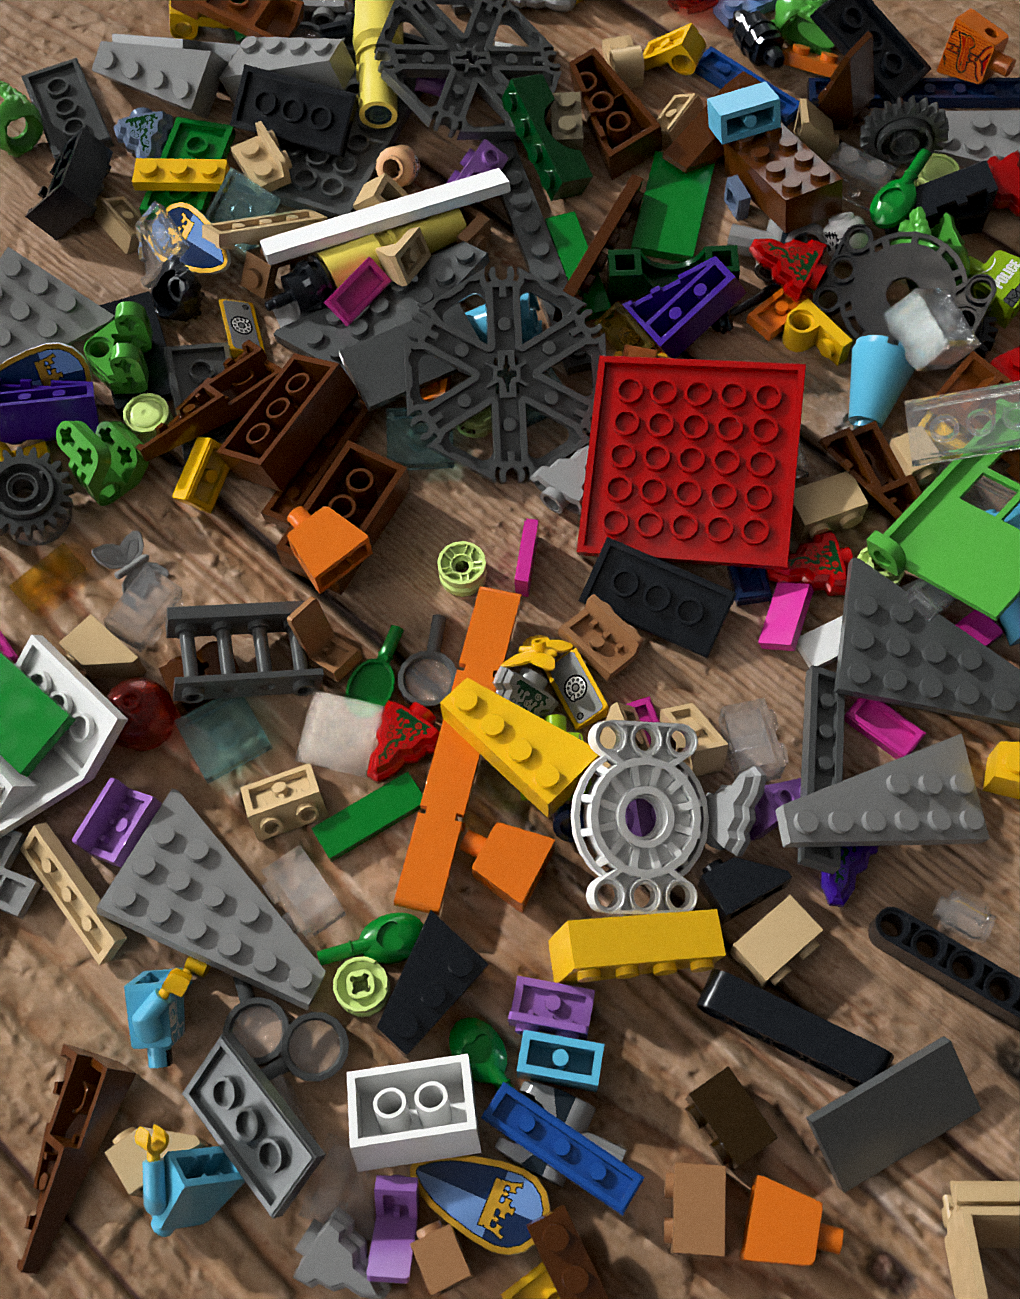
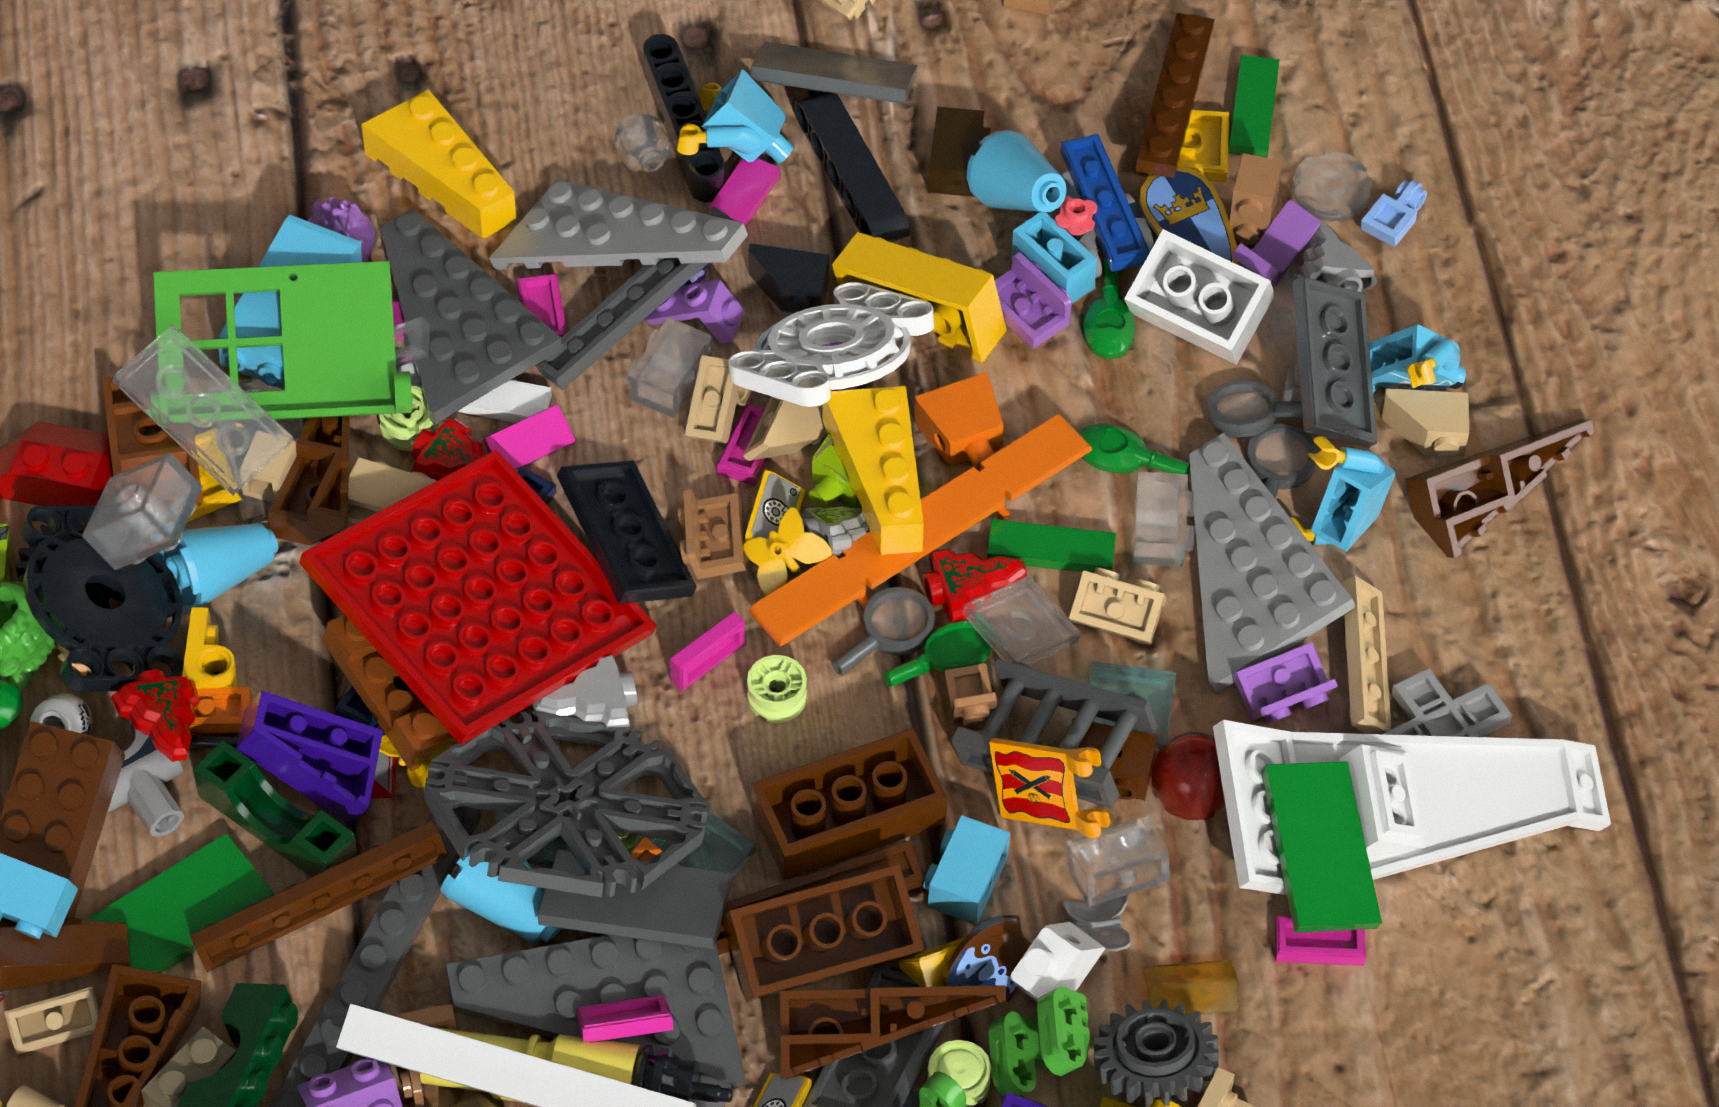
camera: 145 degrees left, 10 degrees down
(99, 652) = (1195, 854): tan slope -> none
(125, 497) = (1056, 961): none -> white torso
(174, 489) = (988, 955): none -> arm
(193, 599) = (1039, 785): none -> light orange flag
(239, 540) = (967, 869): none -> medium azure brick
(326, 545) = (902, 741): orange torso -> none
(361, 986) = (1168, 422): yellowish green wheel -> none
(404, 258) = (555, 1000): tan slope -> none
(429, 985) = (1115, 374): black wedge -> none
(557, 1099) = (1076, 215): none -> coral plate
(571, 247) = (334, 945): green tile -> none
(623, 329) = (386, 808): clear yellow slope -> none
(645, 1106) = (1014, 175): none -> medium azure cone
(696, 1209) = (1041, 113): medium nougat brick -> none
(733, 811) = (745, 312): light grey rock -> none
(737, 198) = (108, 859): sand blue tile -> none
(776, 942) = (805, 223): tan brick -> none
(785, 1226) = (984, 71): orange torso -> none
(853, 946) = (746, 189): none -> dark pink tile
(909, 990) = (740, 119): none -> medium azure torso

